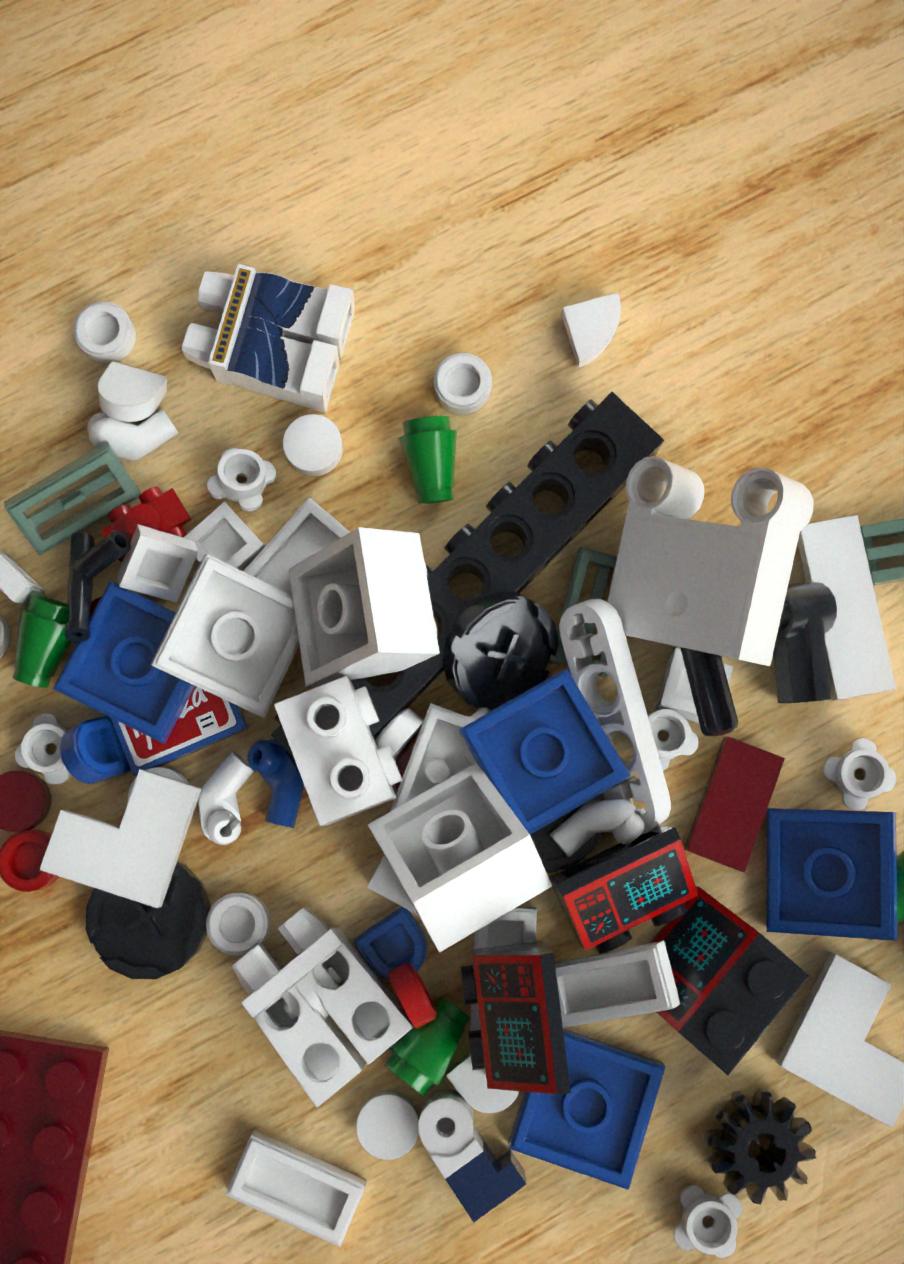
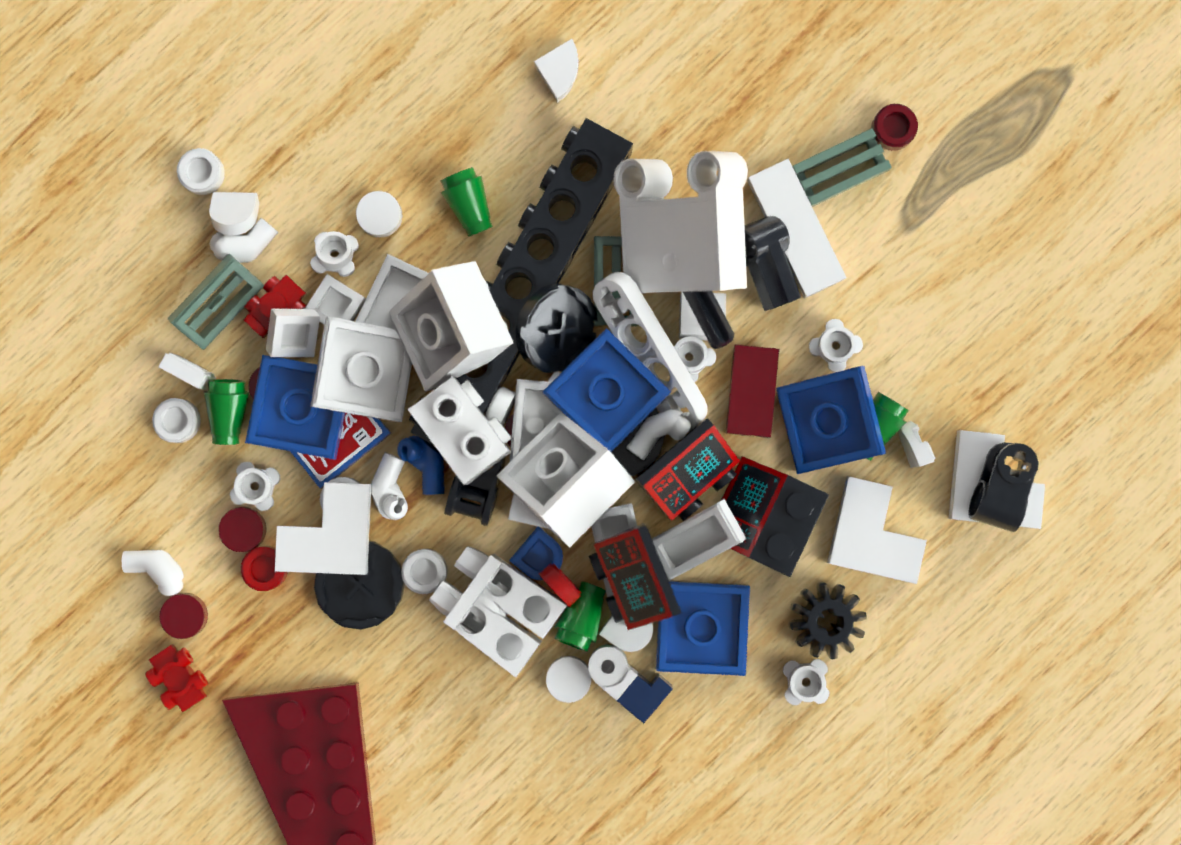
camera: 15 degrees left, 5 degrees up
(84, 564) = (239, 349): black piece -> none
(93, 751) = (287, 479): blue tile -> none
(272, 335) = (327, 140): white hips -> none
(296, 1188) = (516, 739): white tile -> none
(343, 837) = (482, 489): none -> black piece
(462, 383) = (476, 138): white tile -> none

